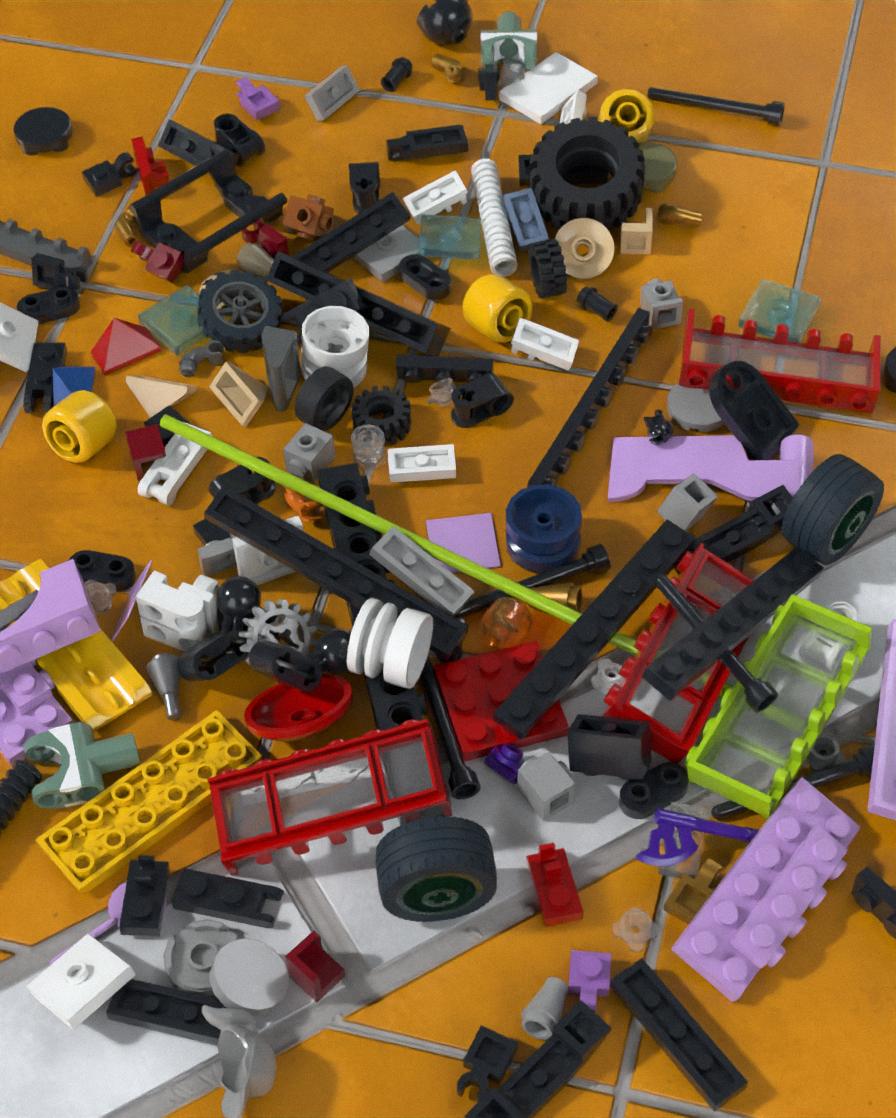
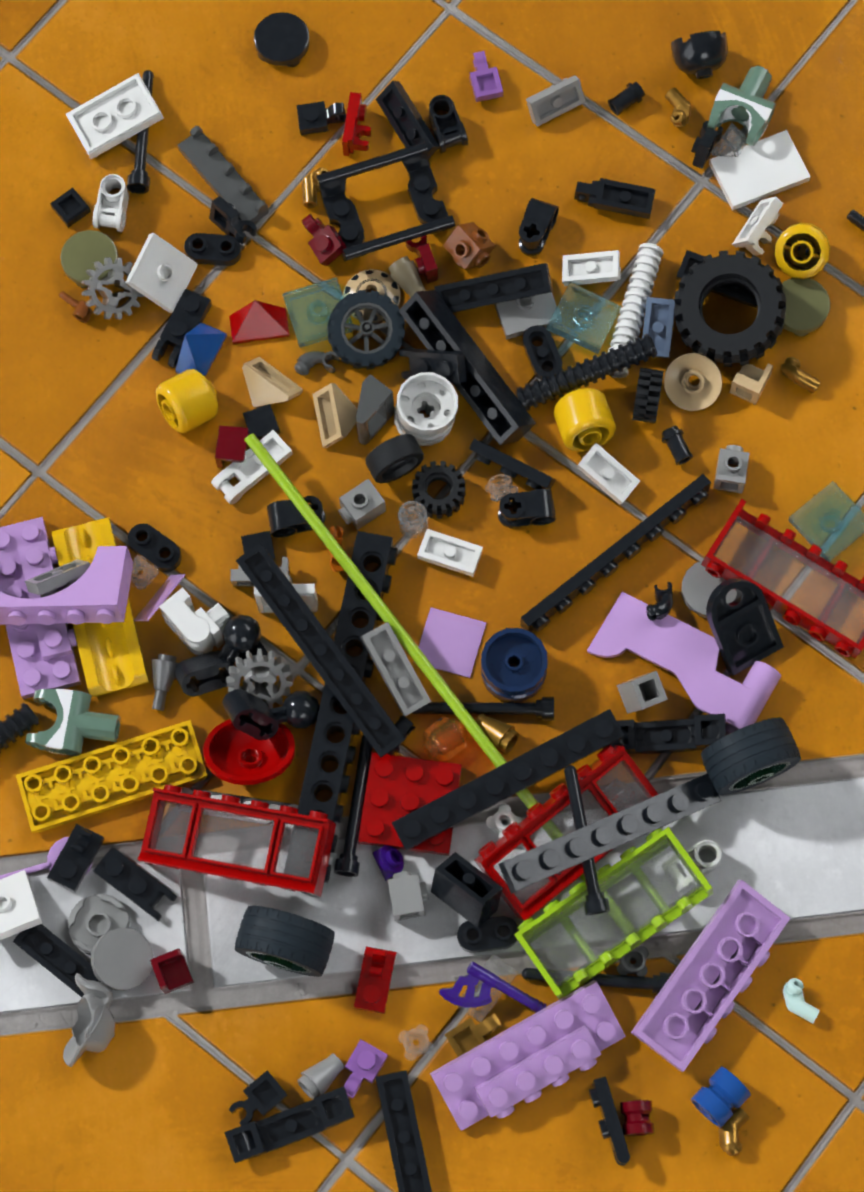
camera: 25 degrees right, 20 degrees up
(390, 643) = (329, 733): white wheel -> none
(480, 265) = (587, 372): none -> black piece

